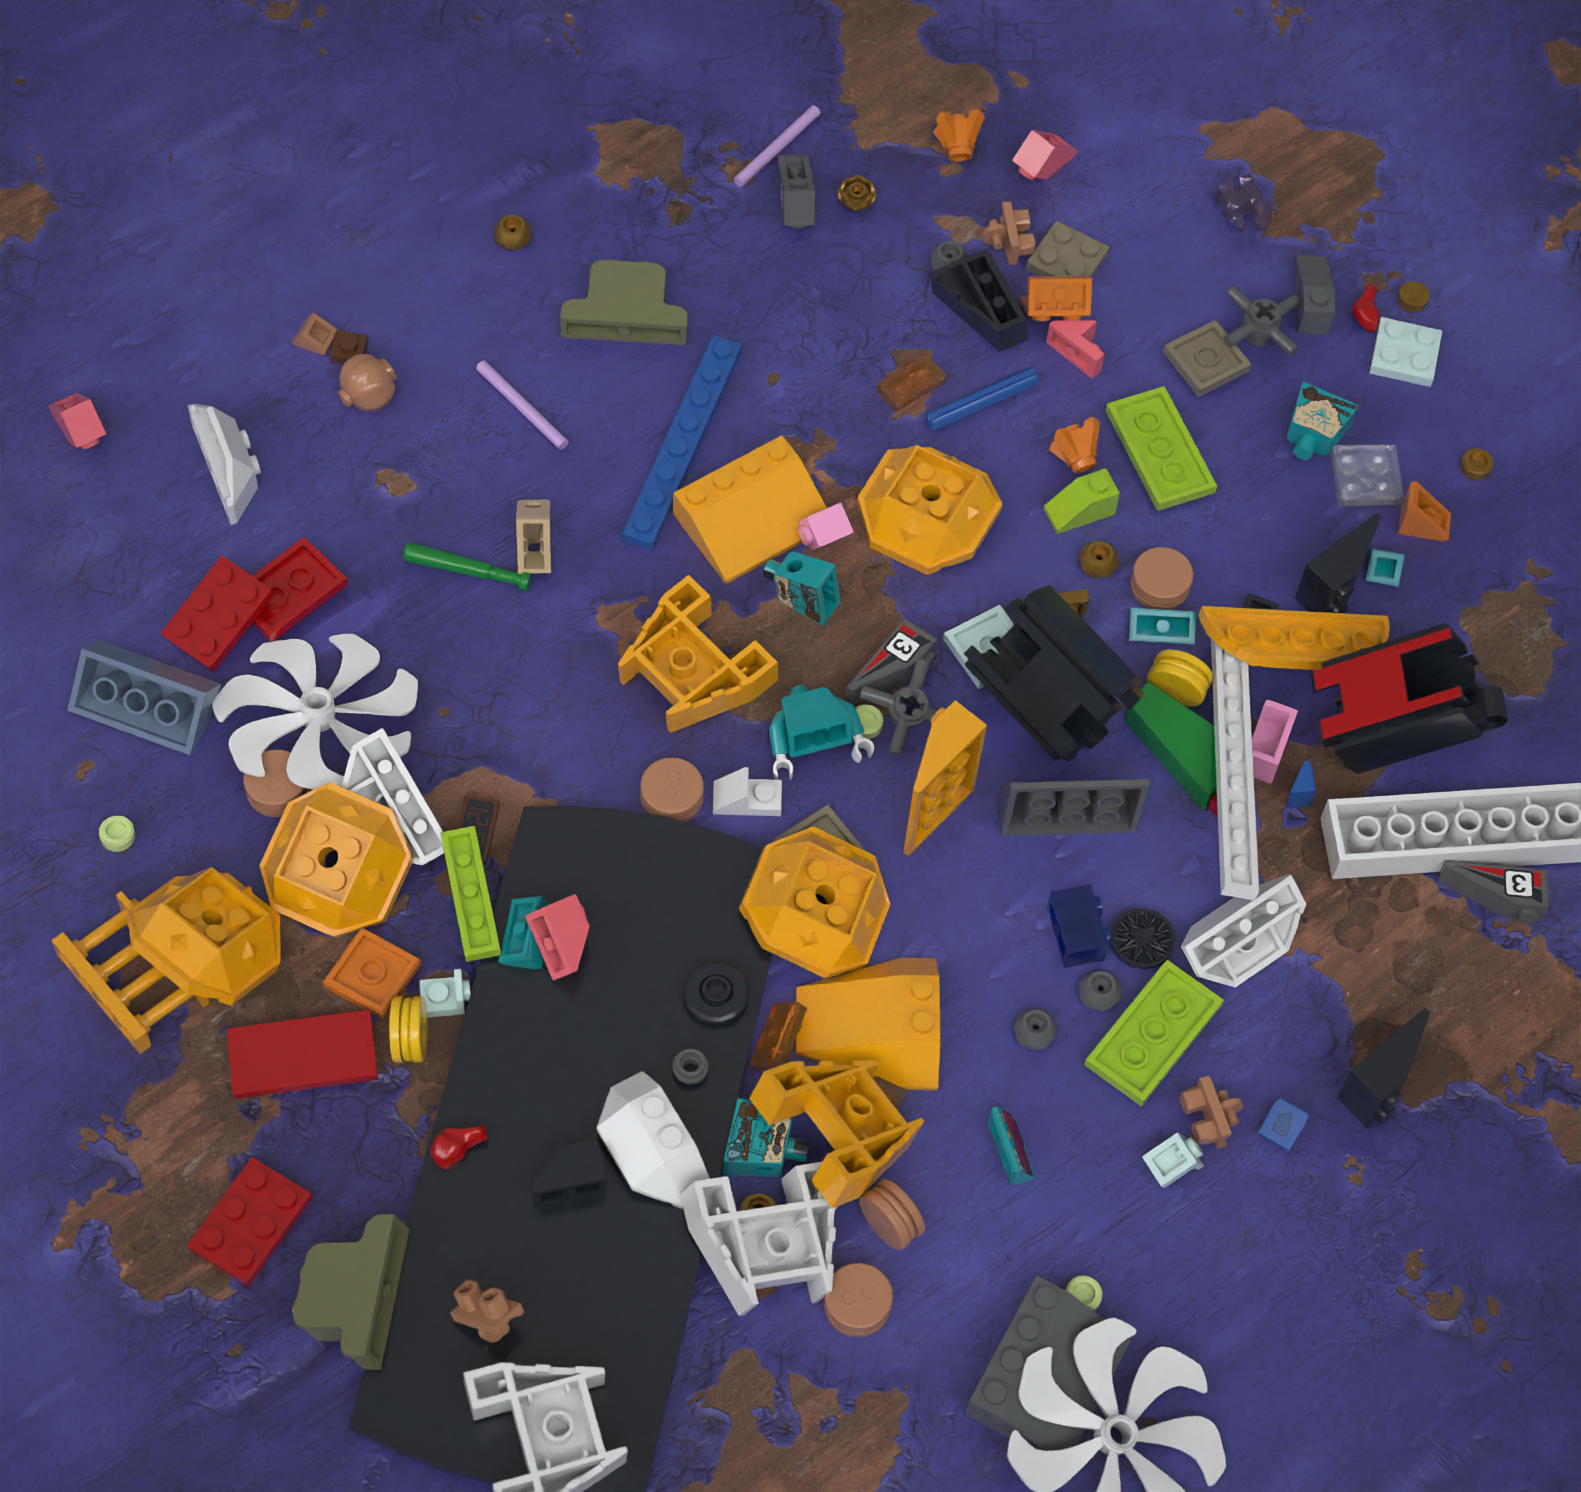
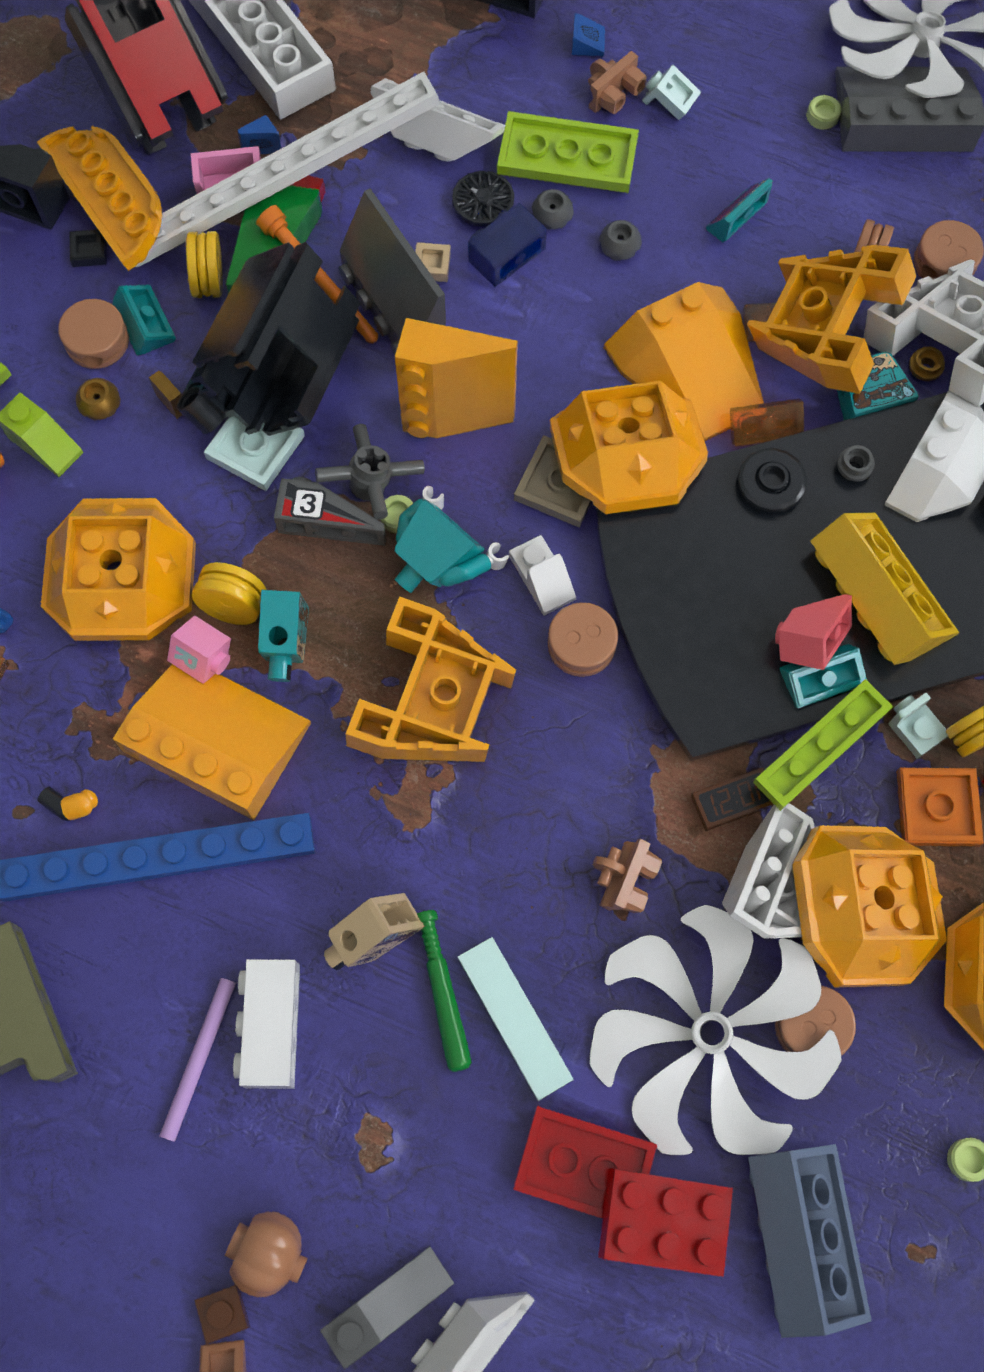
camera: 115 degrees left, 10 degrees up
(285, 432) = (386, 1307): none -> slope
(416, 601) = (515, 1019): none -> light aqua tile
(473, 733) = (620, 874): none -> nougat hips
(514, 450) = (268, 1024): none -> white brick
(567, 1016) = (883, 587): none -> yellow slope
(756, 401) = (68, 807): none -> light orange arm
(859, 561) = (228, 593): none -> yellow head
(1094, 860) = (436, 259): none -> tan plate
(1183, 737) = (273, 222): none -> orange piece

